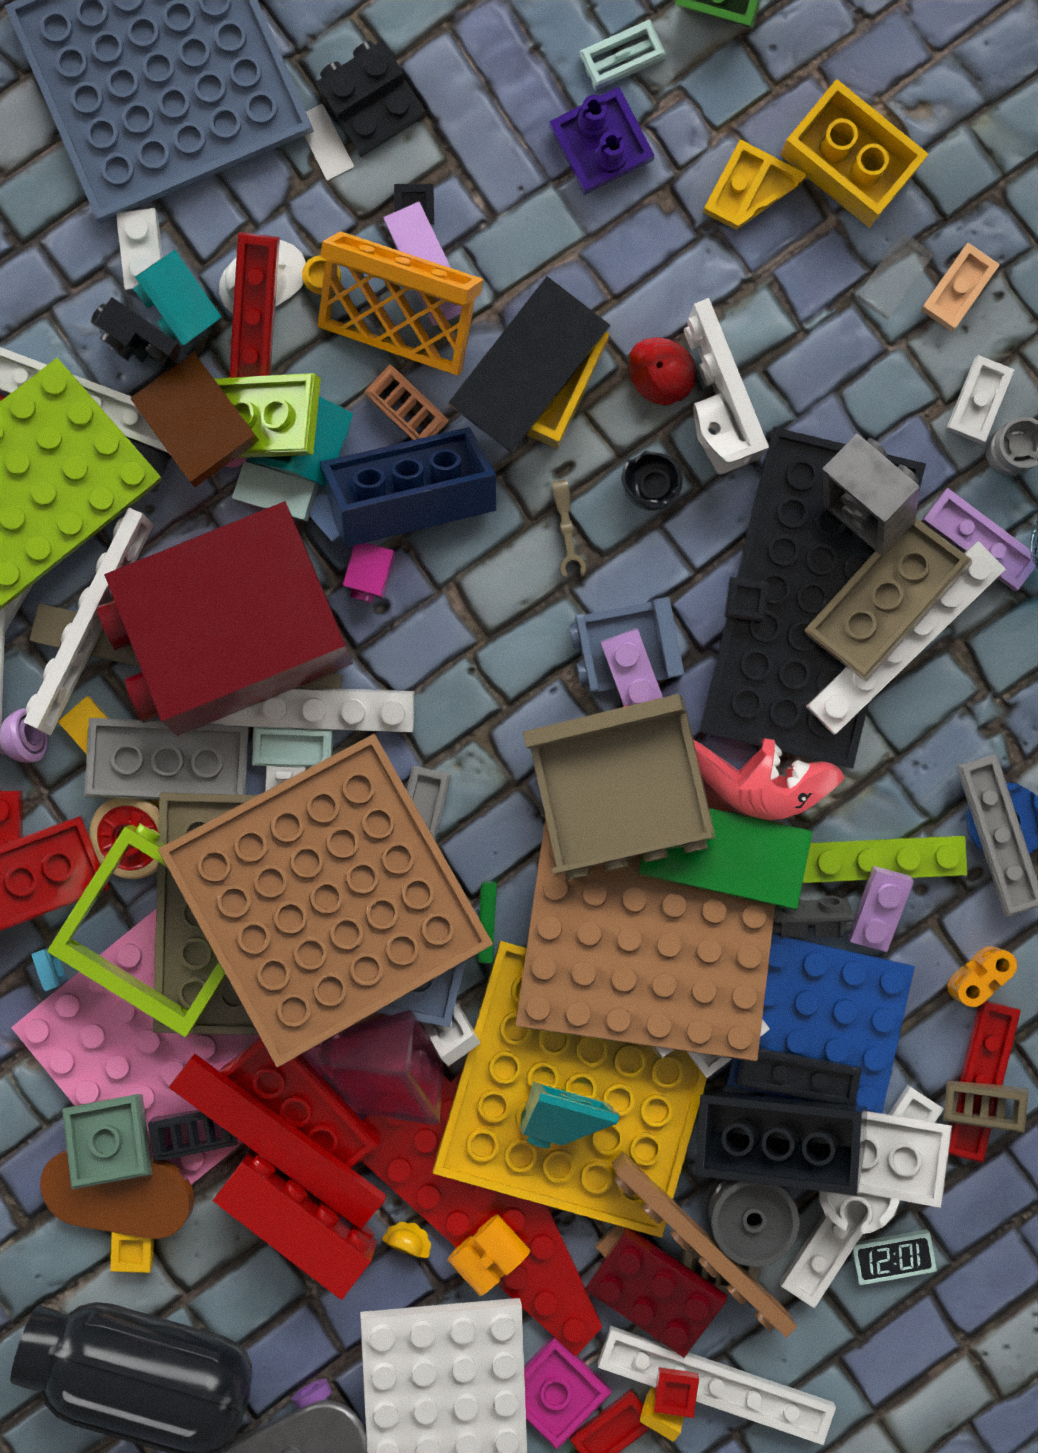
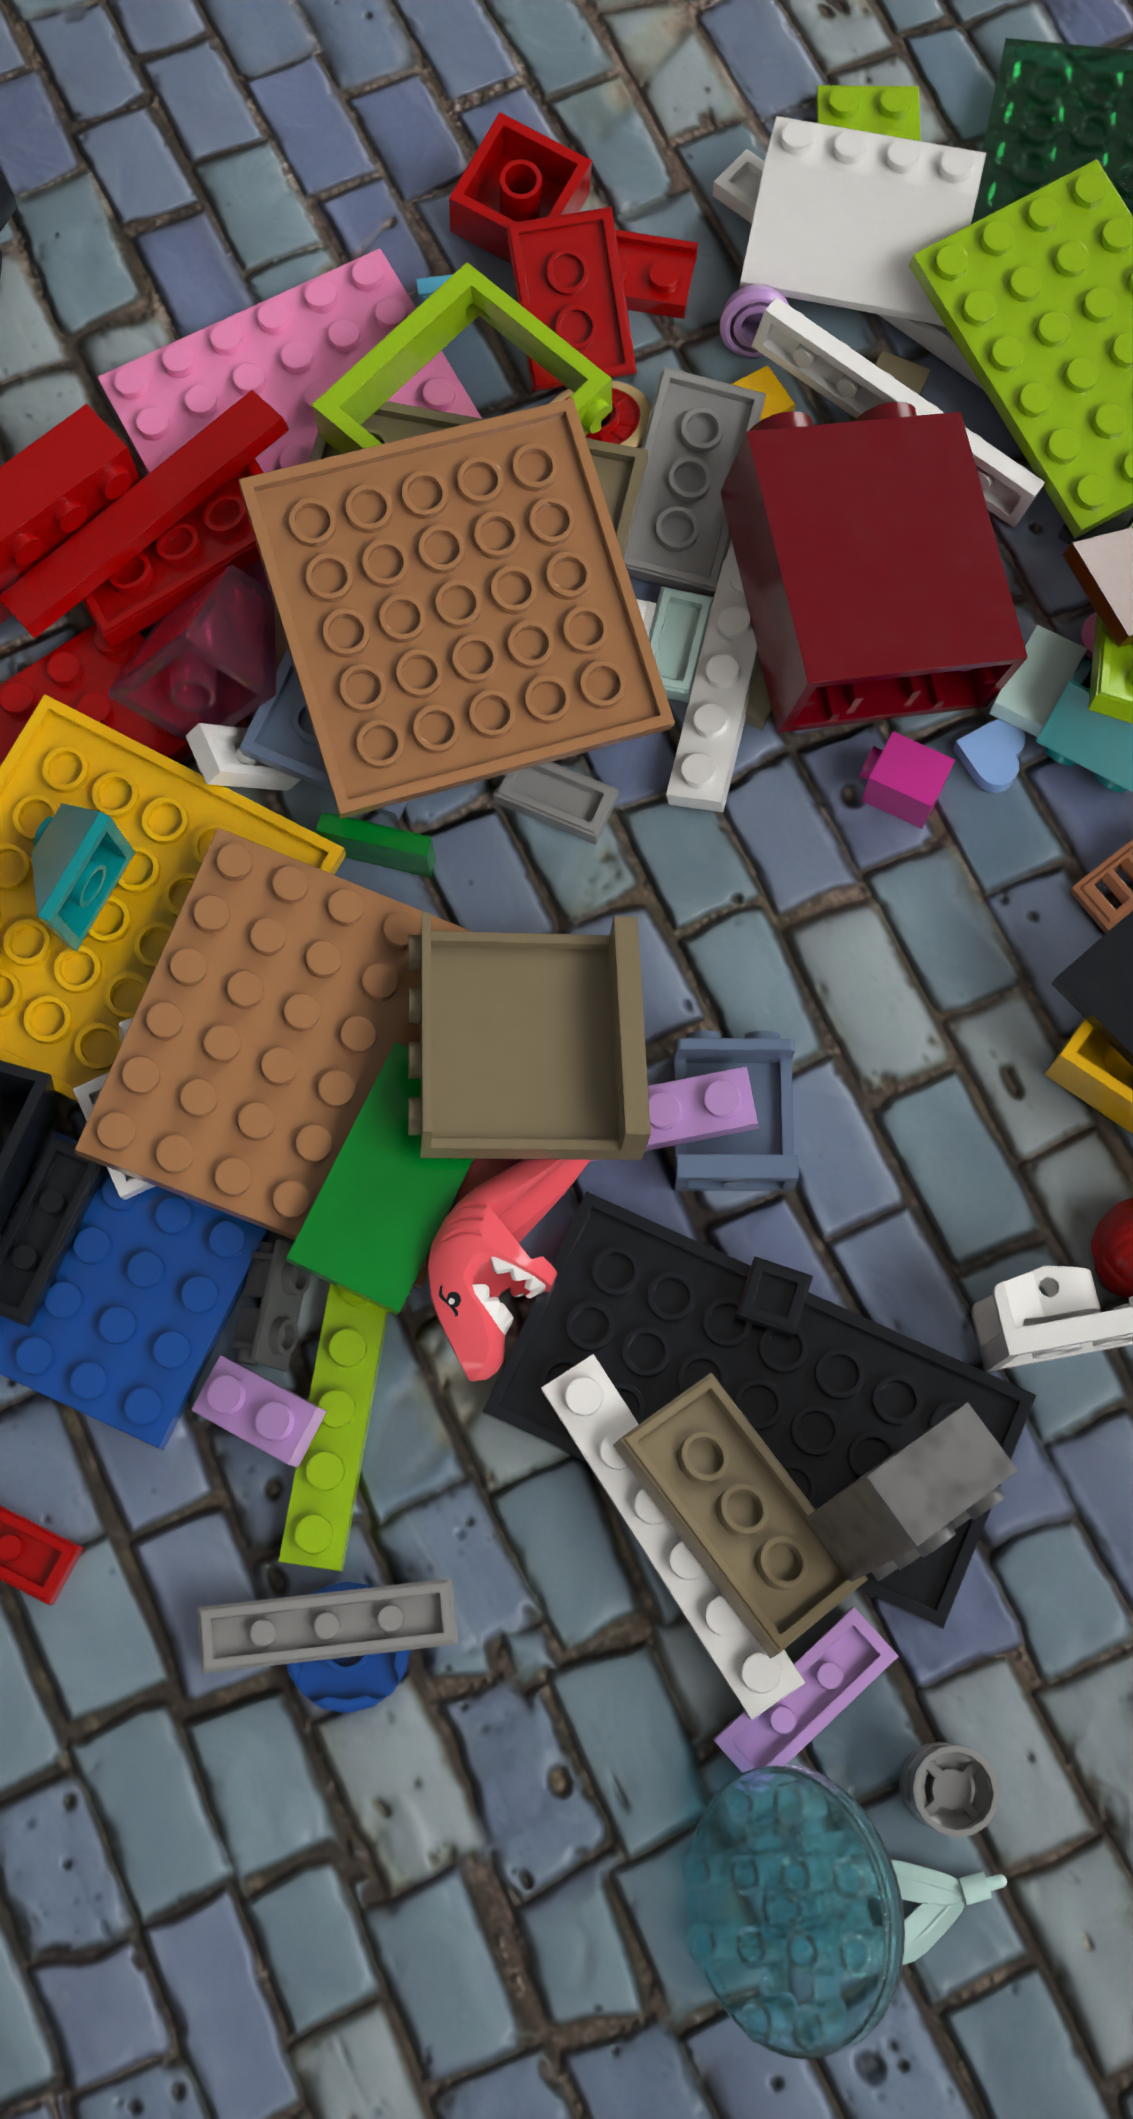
camera: 105 degrees right, 15 degrees down
(107, 1141) = (202, 317): sand green tile -> none
(131, 1253) = (55, 336): yellow plate -> none
(138, 1206) = (134, 327): dark orange tile -> none
(164, 1152) = (184, 384): black slope -> none
(409, 486) = (1020, 842): dark blue slope -> none
(562, 501) = (971, 1065): dark tan piece -> none
(651, 480) = (978, 1193): black hair -> none
(980, 399) = (1035, 1745): white plate -> none
(982, 976) = (115, 1547): light orange piece -> none

